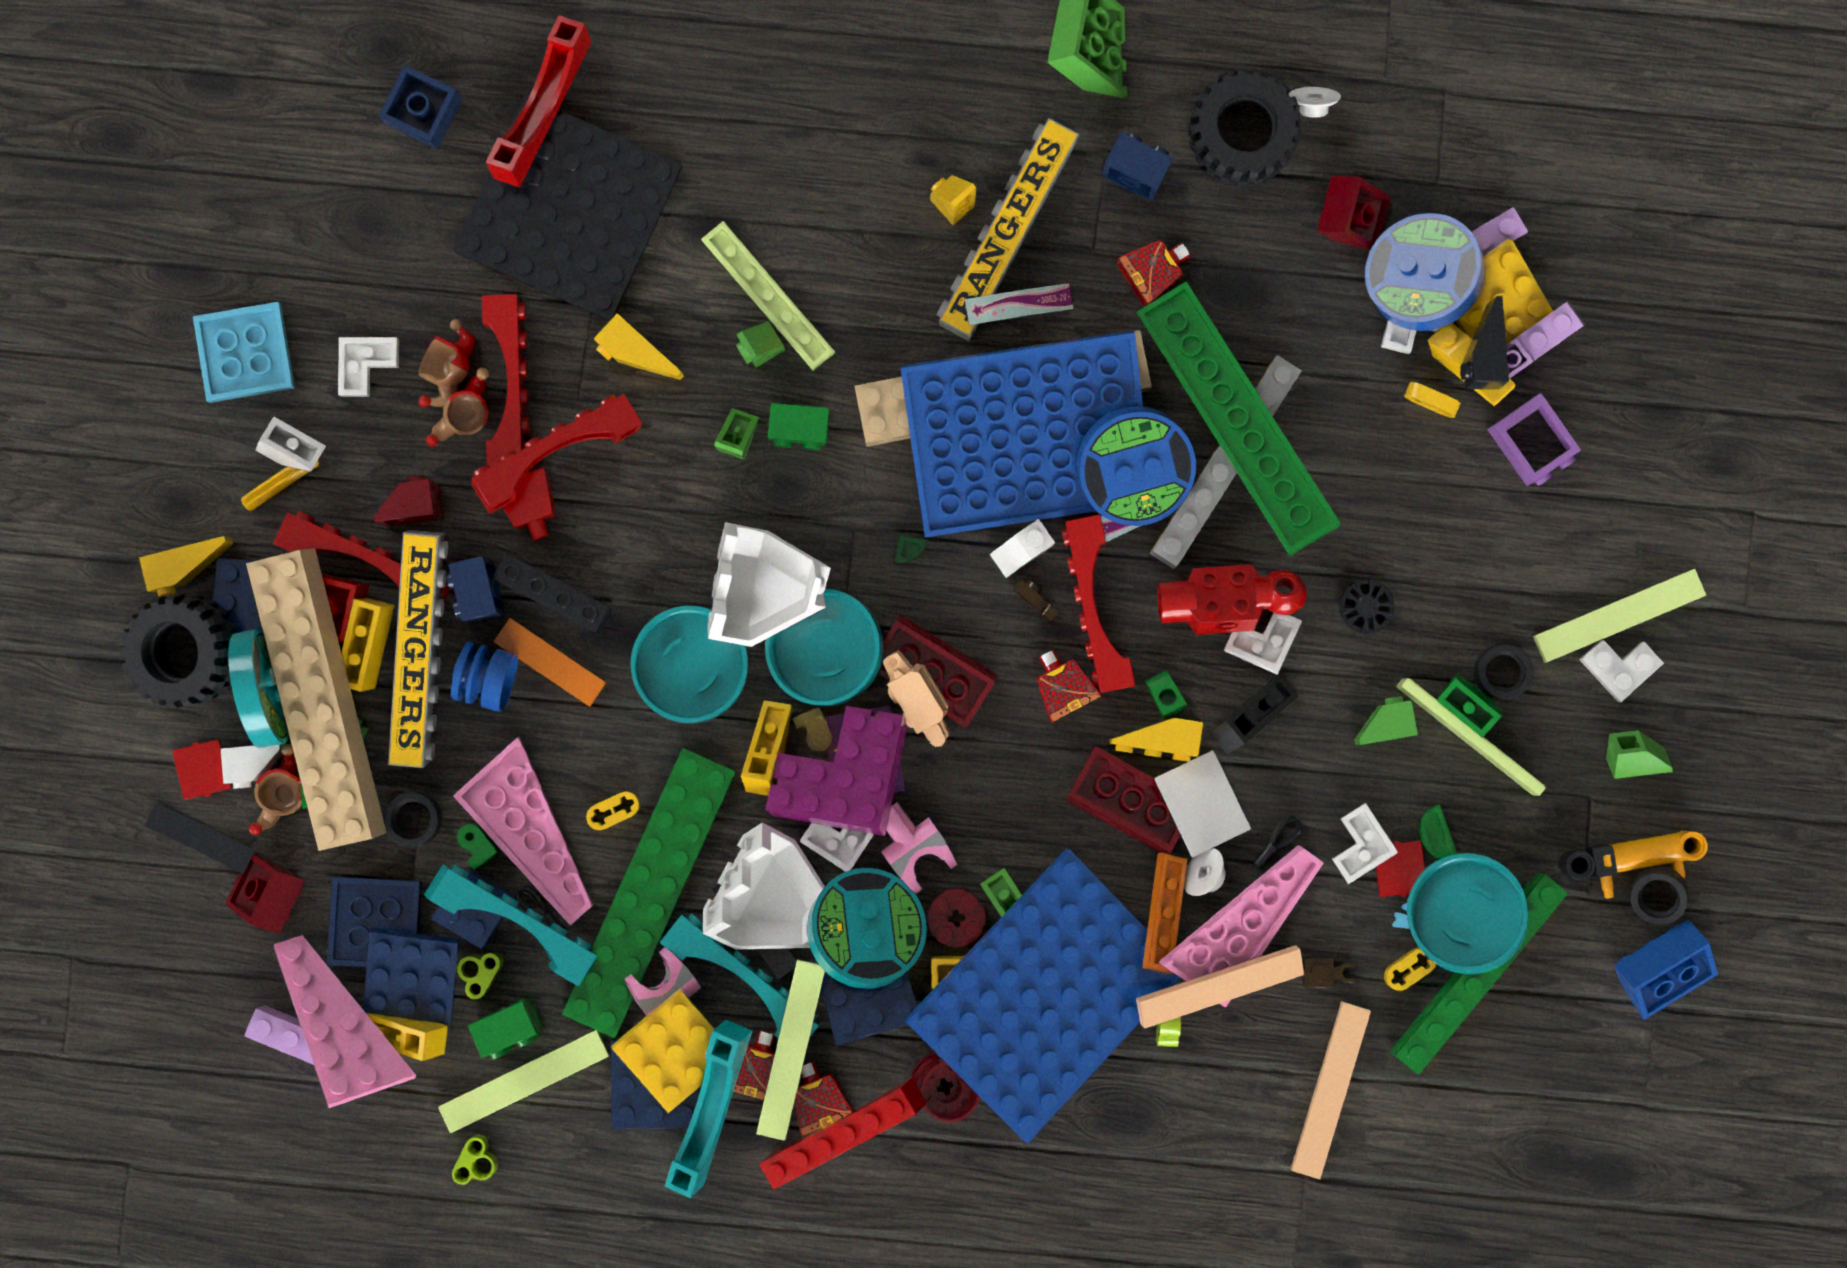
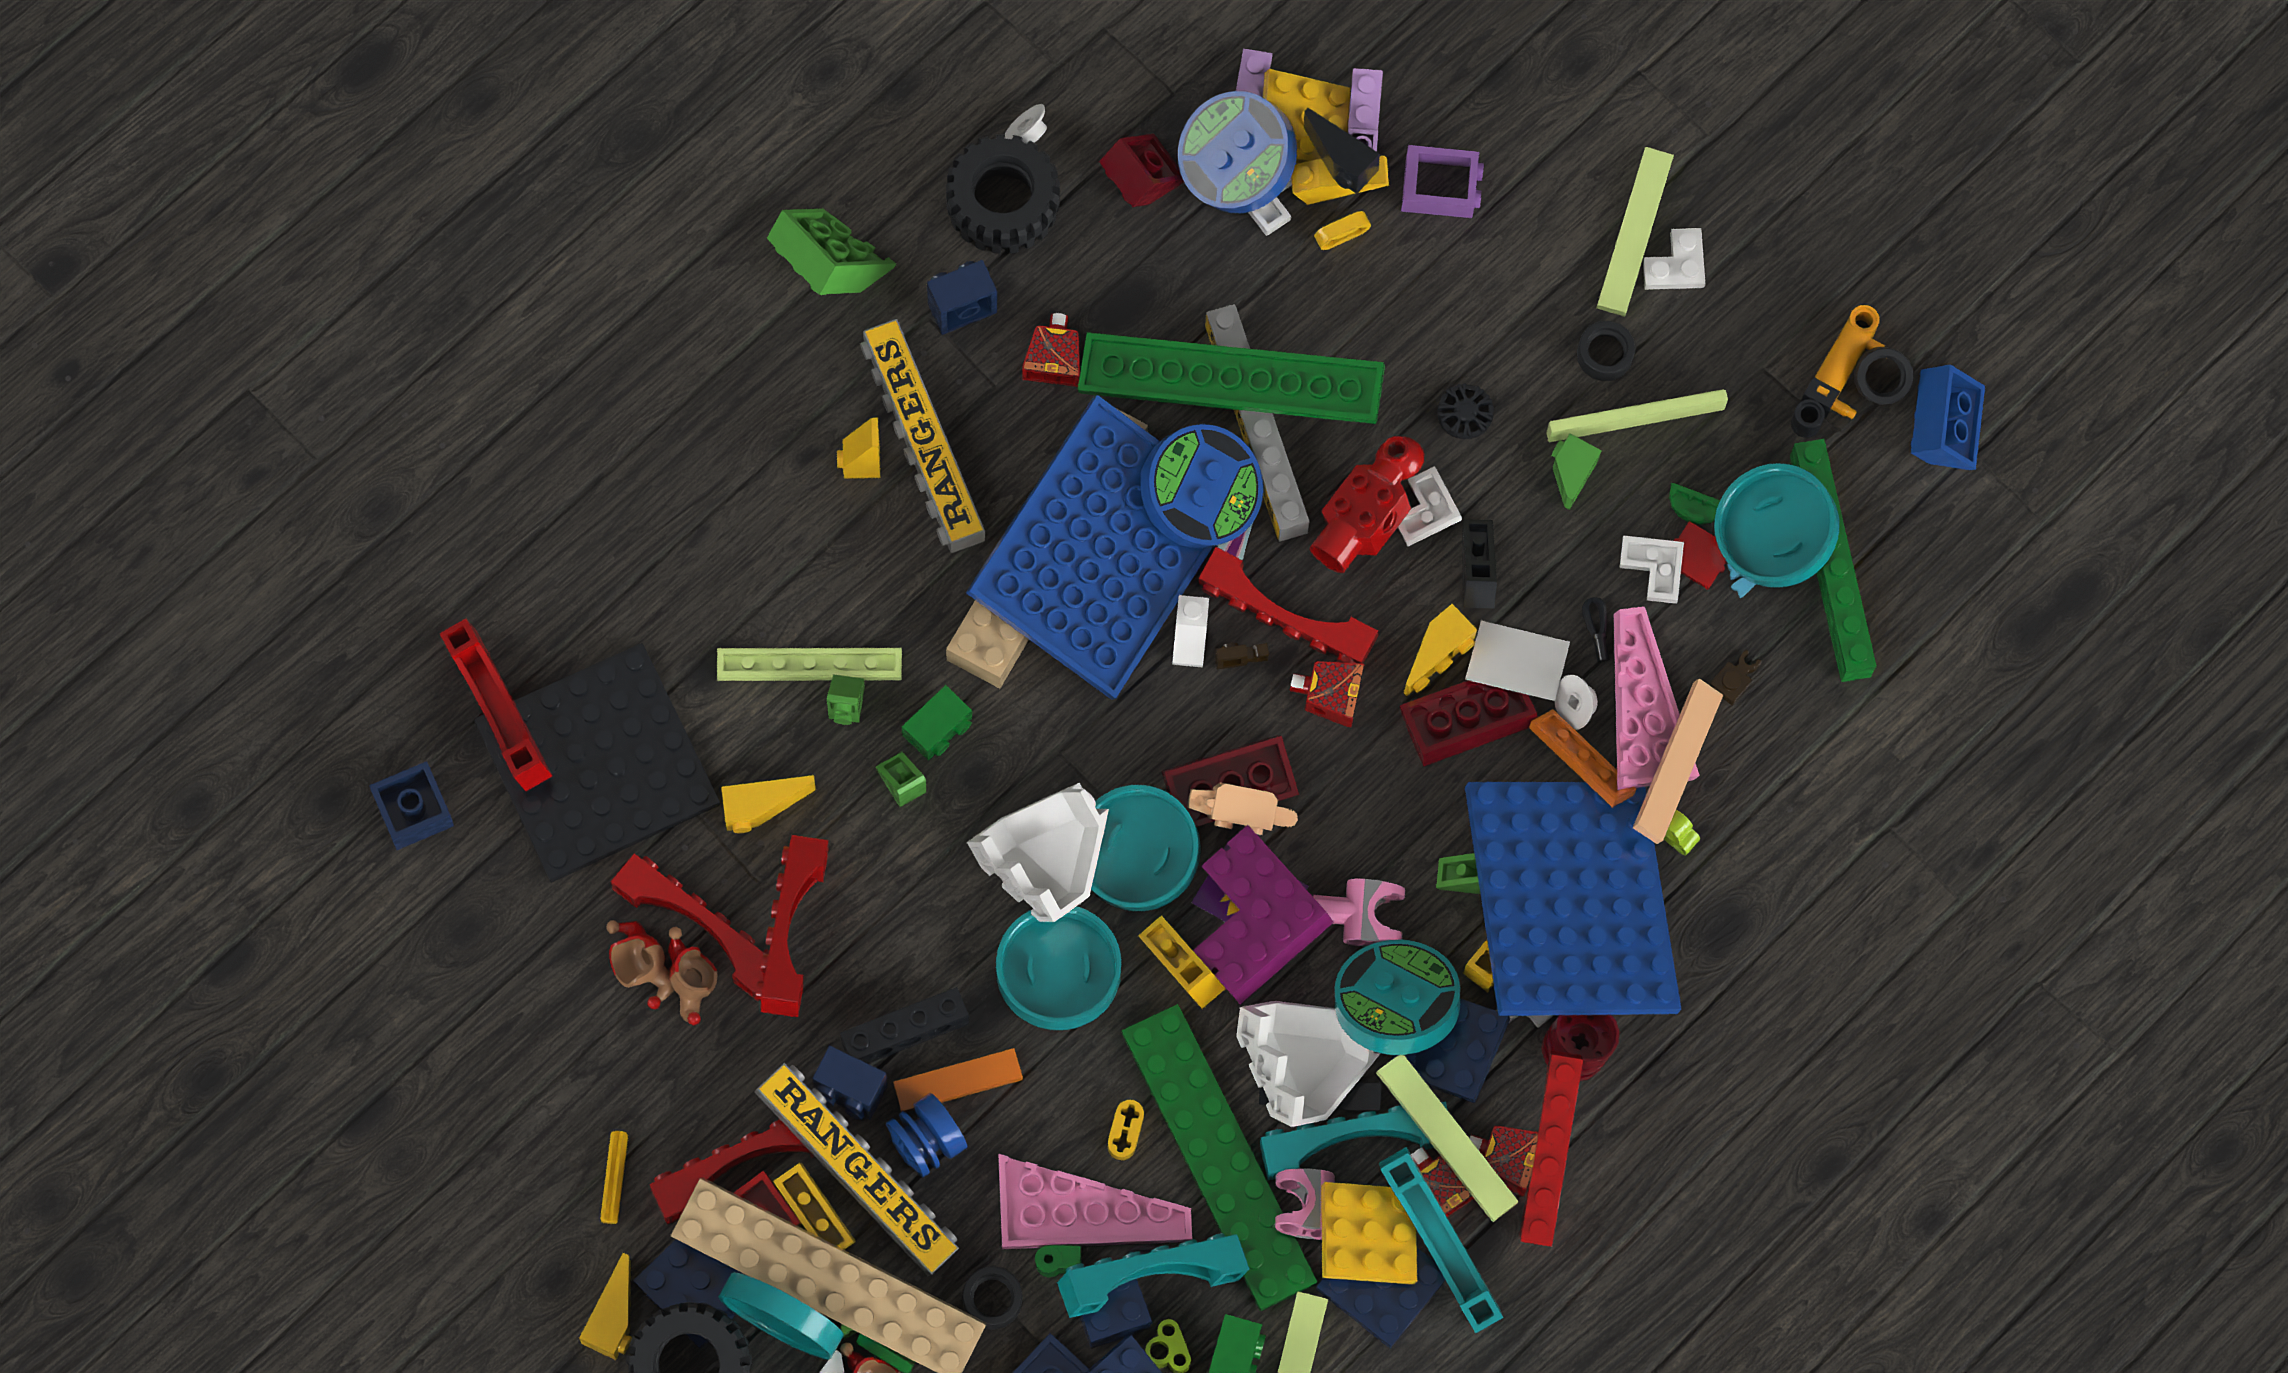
camera: 55 degrees left, 15 degrees down
(243, 352) = (481, 1117): medium azure plate -> none
(289, 446) = (594, 1140): white slope -> none
(357, 358) = (569, 1026): white plate -> none
(412, 503) = (735, 1074): dark red slope -> none
(532, 504) = (819, 986): red torso -> none
(818, 732) = (1198, 910): clear yellow leg -> none
(838, 847) = (1310, 973): white plate -> none
(909, 548) = (1112, 721): dark green tile -> none
(946, 931) = (1445, 910): dark red plate -> none
(1018, 303) = (990, 475): sticker -> none
(1166, 695) = (1405, 617): green leg -> none
(1330, 1090) = (1835, 750): light nougat tile -> none
(1413, 975) = (1792, 611): yellow beam -> none
(1470, 705) = (1611, 394): green brick -> none
(1635, 755) = (1756, 305): bright green slope -> none

